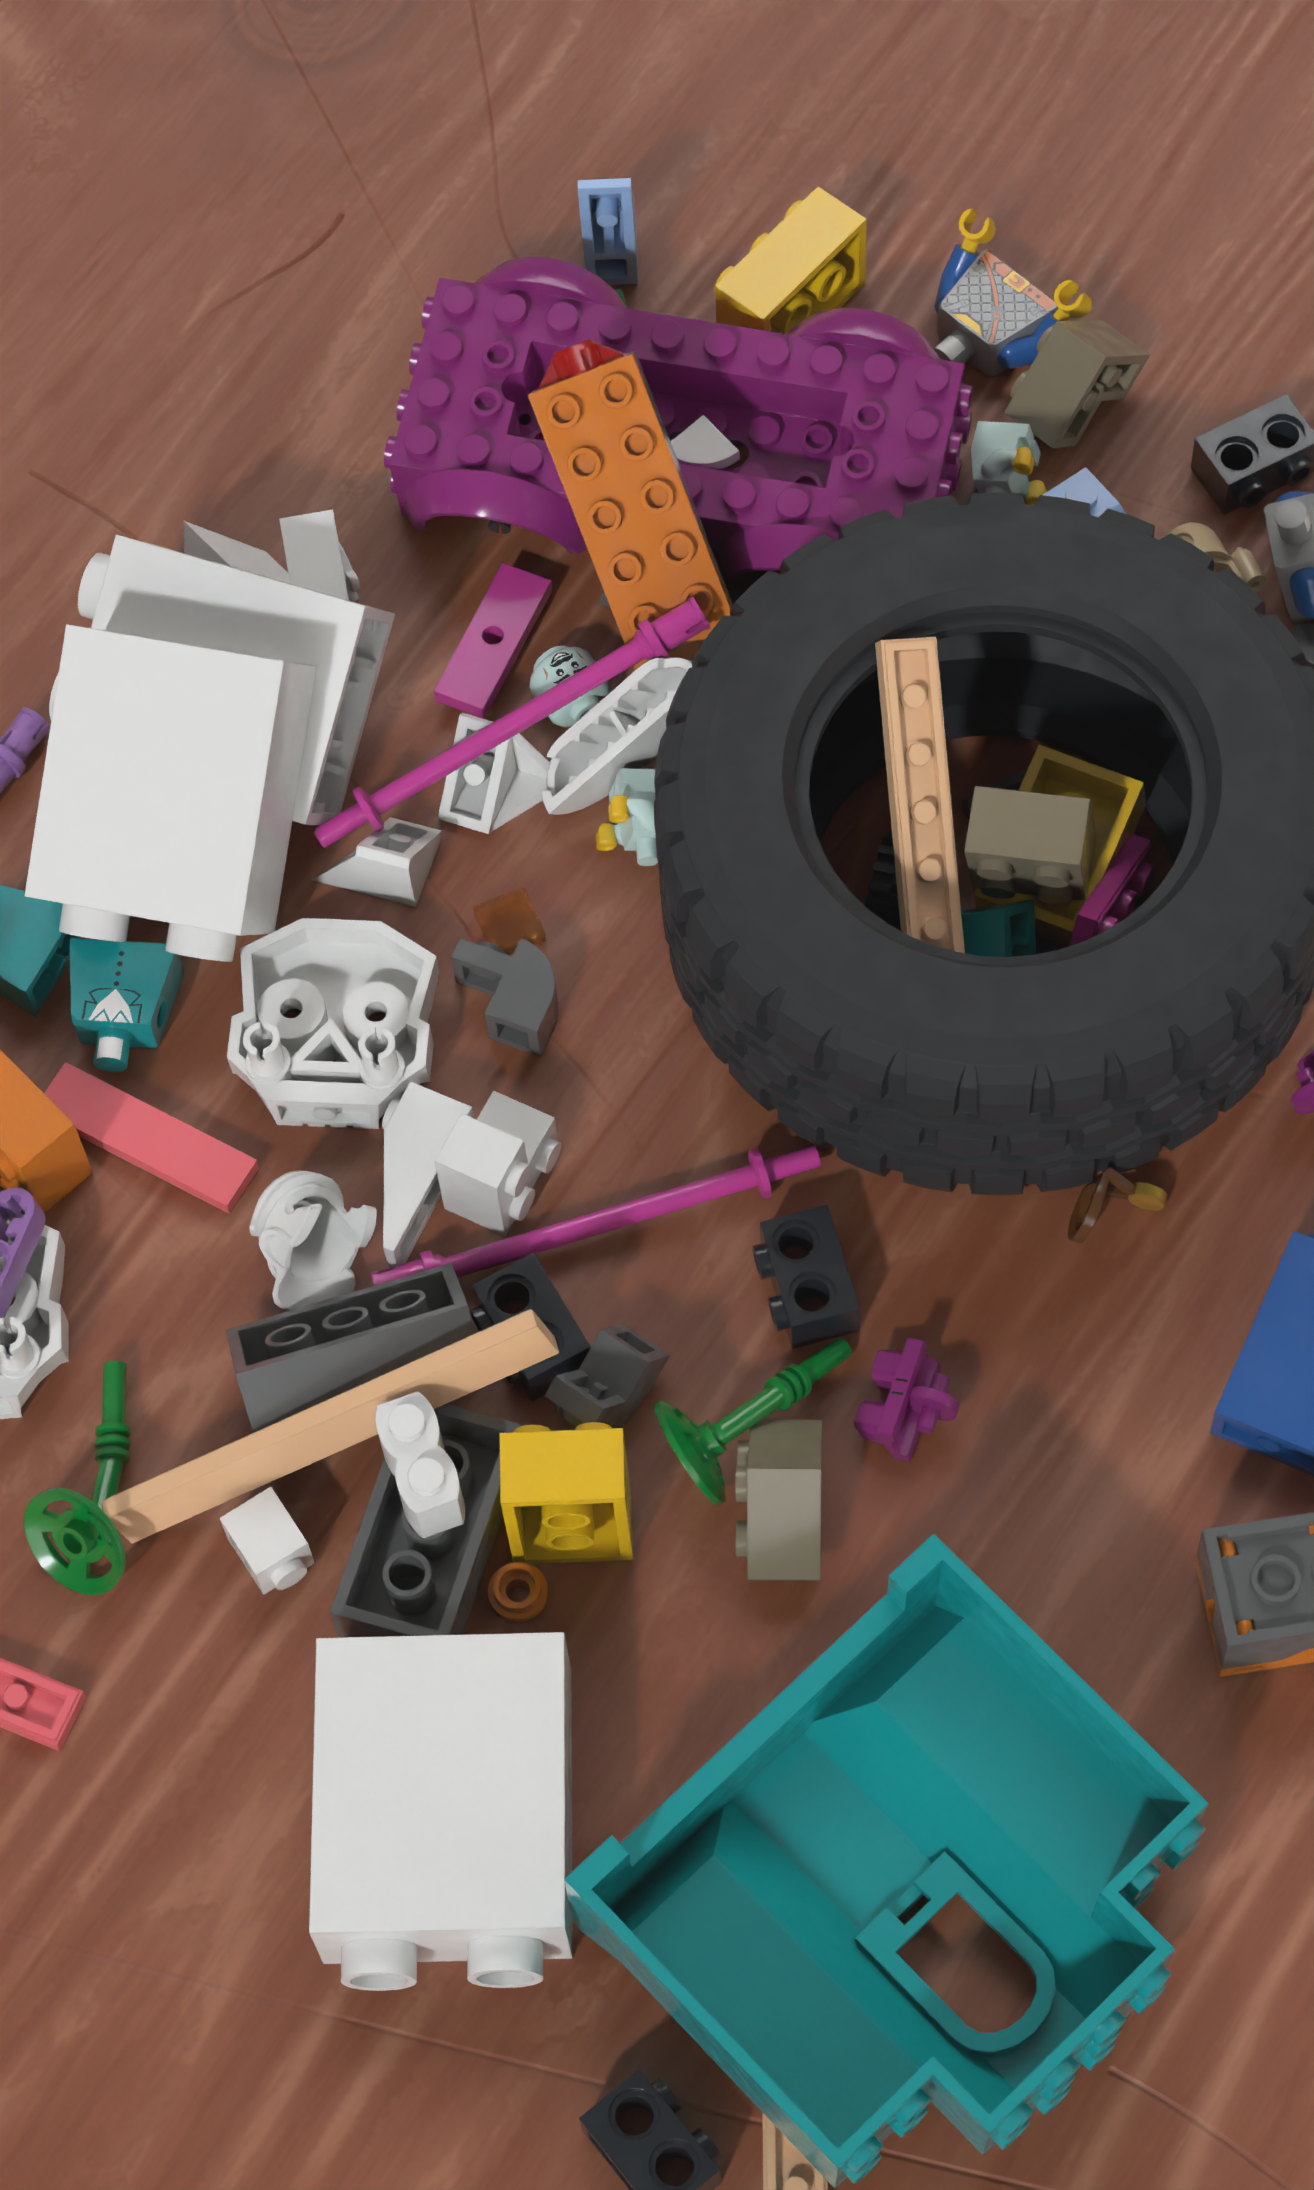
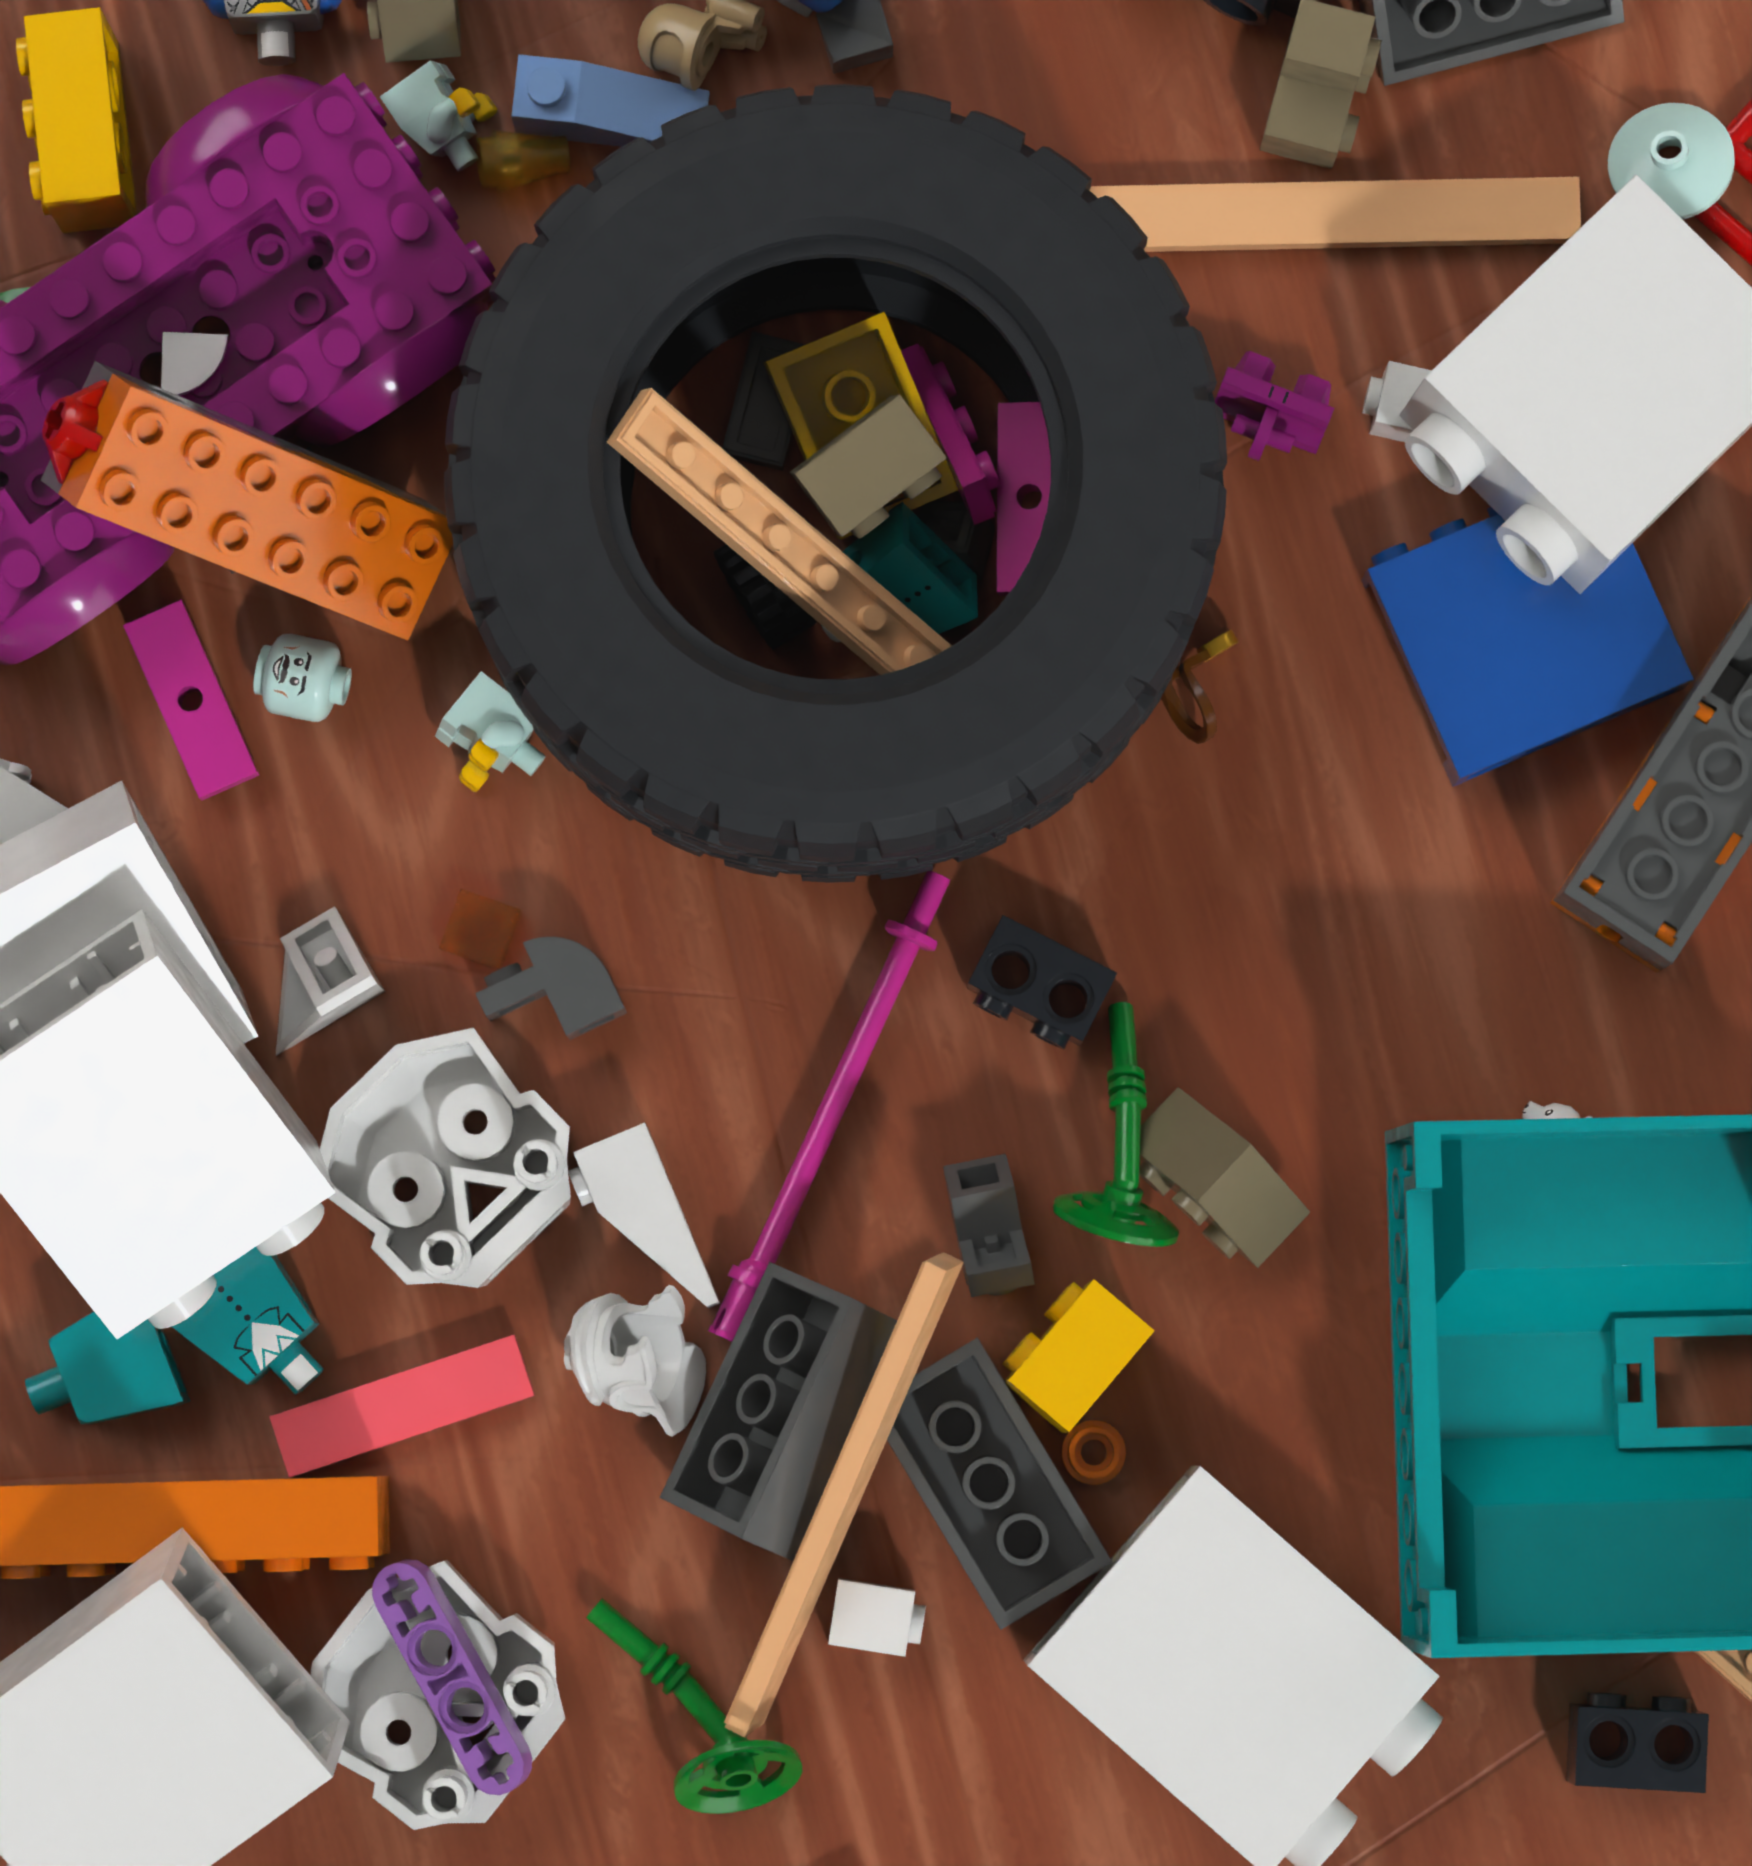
camera: 55 degrees left, 20 degrees up
(420, 1464) = (971, 1462): white brick -> none
(494, 784) = (333, 824): white slope -> none
(494, 1162) = (707, 1138): white brick -> none
(531, 1284) = (883, 1227): black brick -> none
(613, 735) = (411, 685): white brick -> none
(649, 642) = (373, 598): dark pink bar -> none
(913, 1403) = (1203, 979): magenta hips -> none

